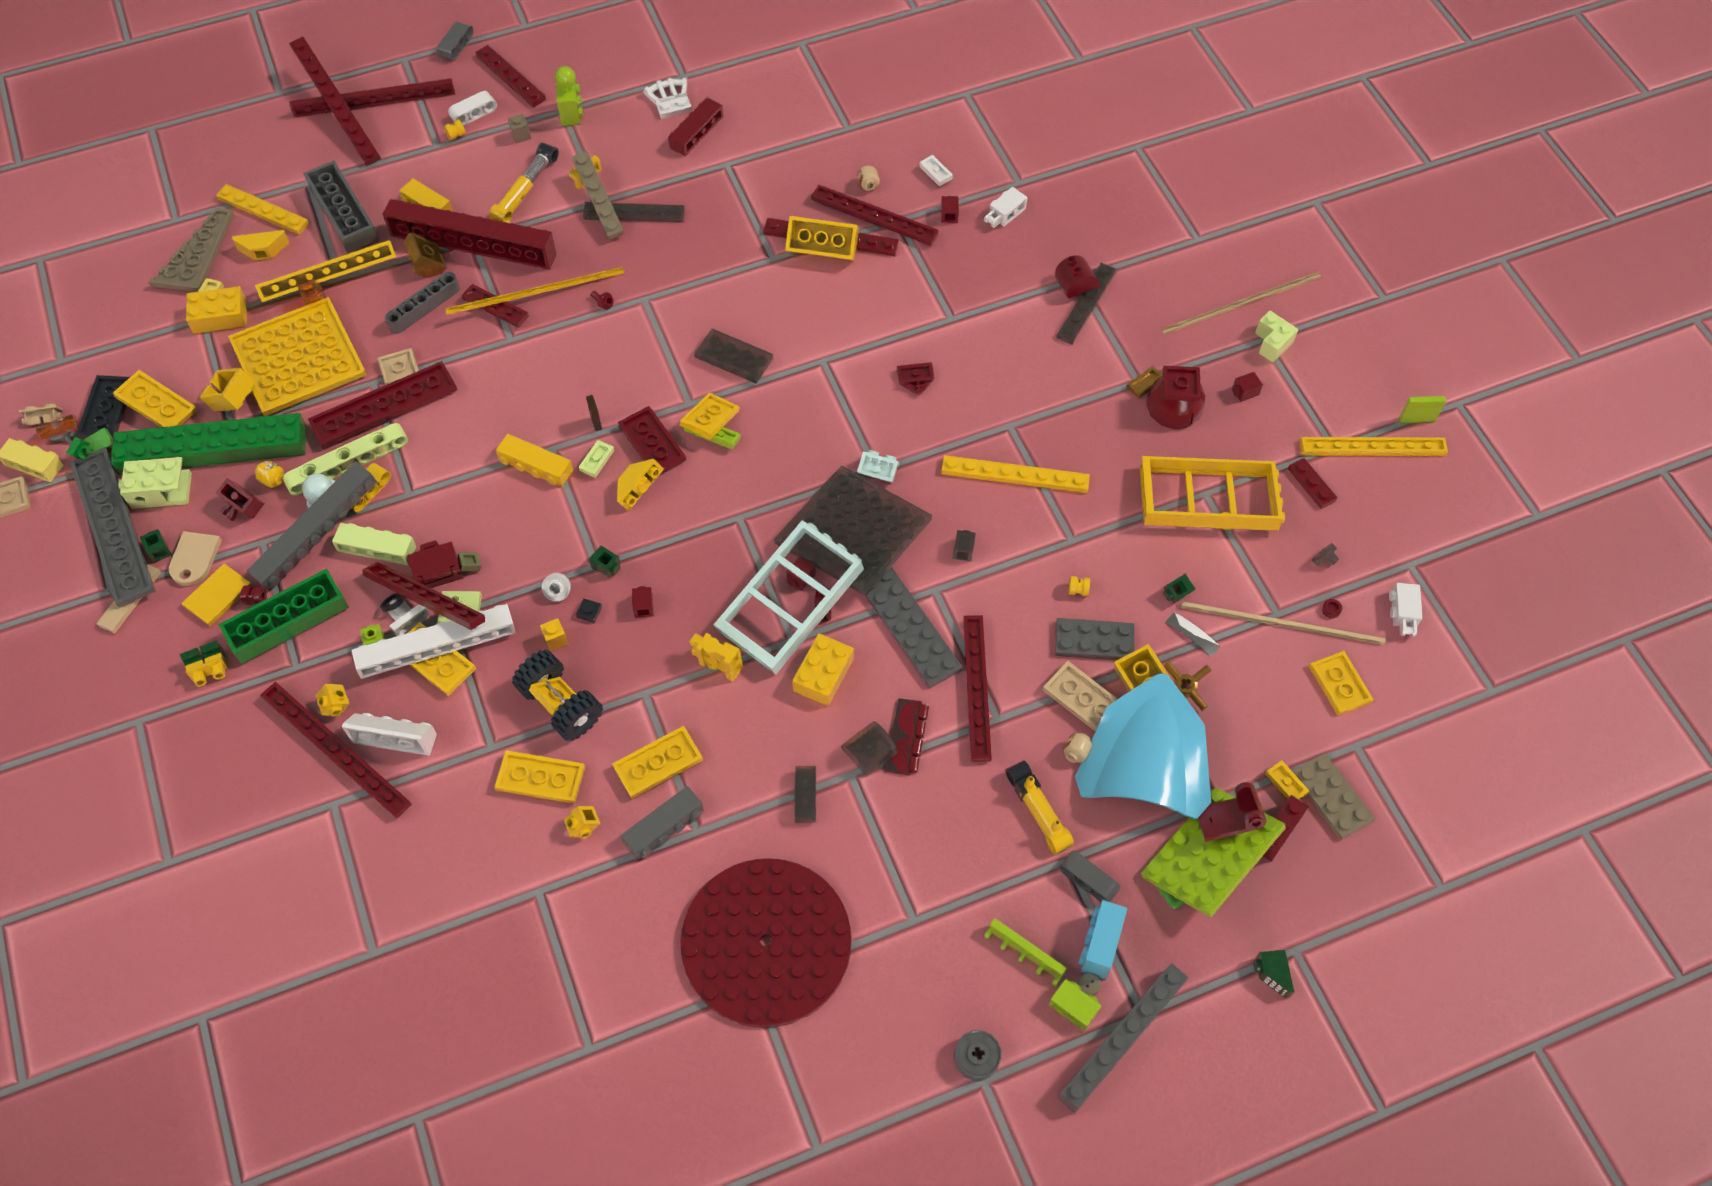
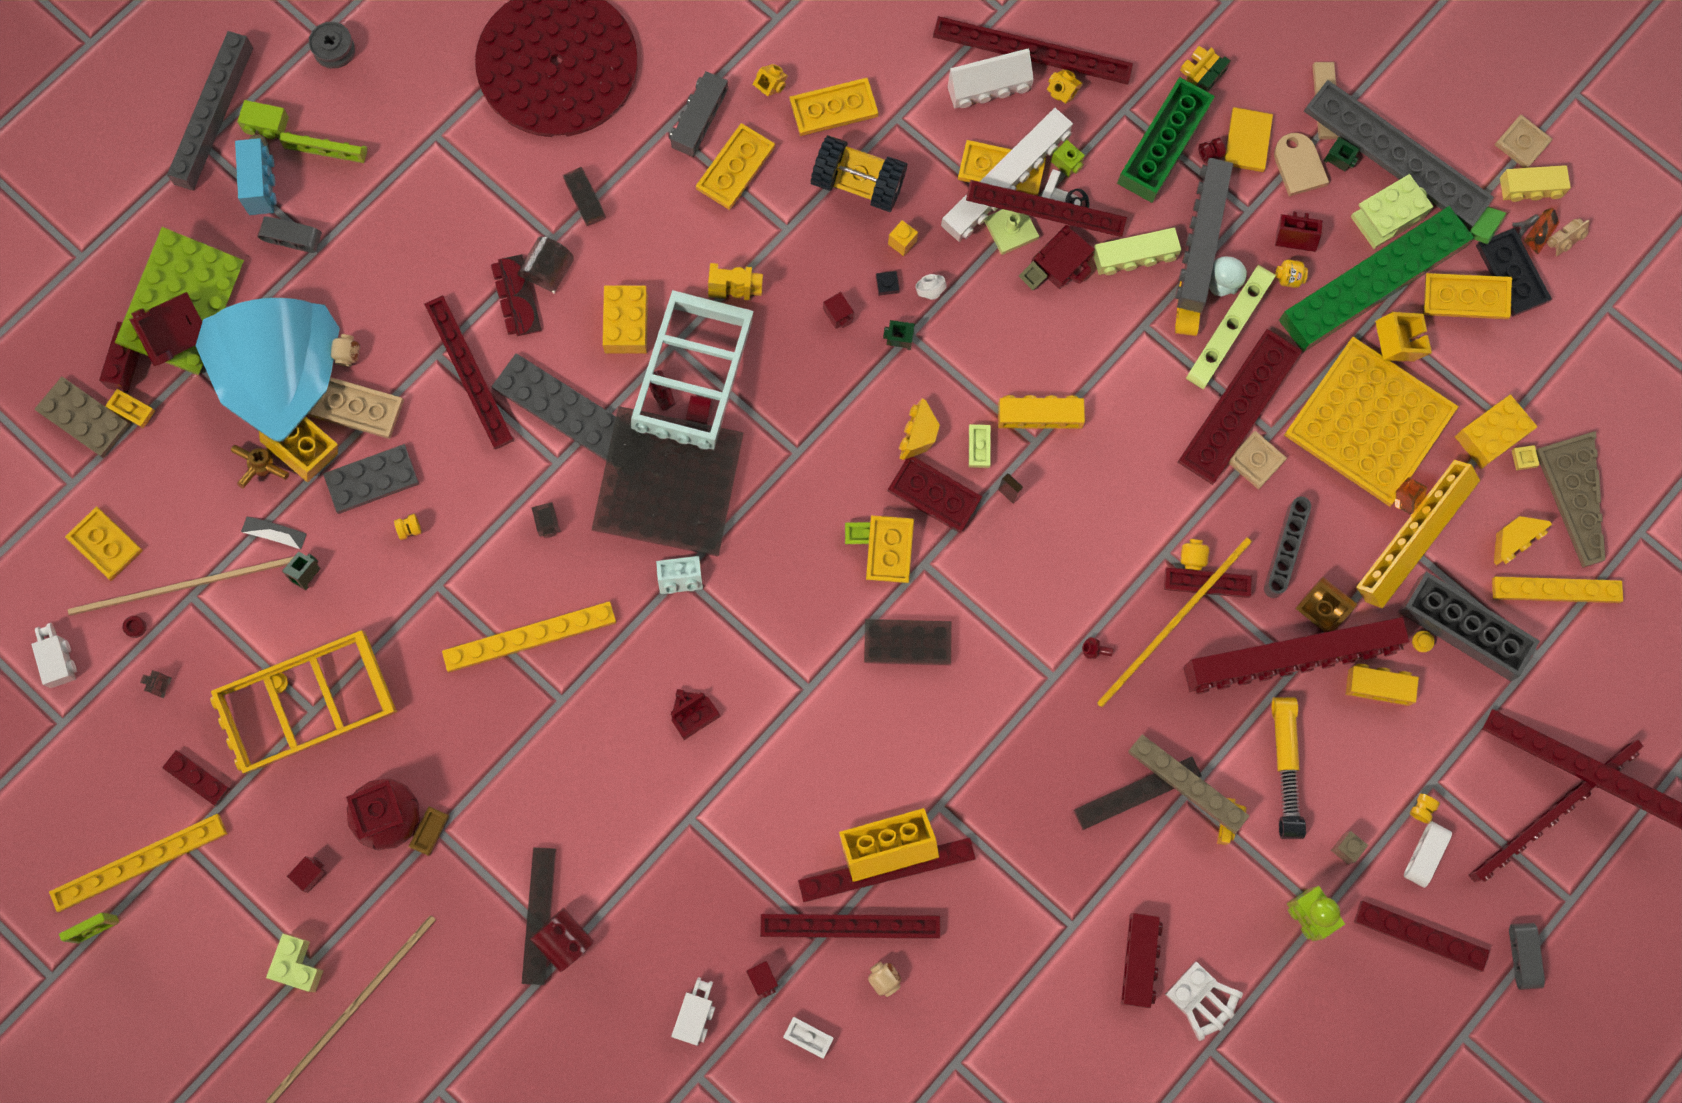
camera: 150 degrees right, 15 degrees up
(78, 448) = (1491, 207): green tile -> none
(376, 216) = (1423, 641): none -> yellow plate
(491, 323) = (1194, 554): none -> yellow head
(1029, 791) = (373, 287): yellow piece -> none
(1275, 971) = (94, 224): dark green slope -> none

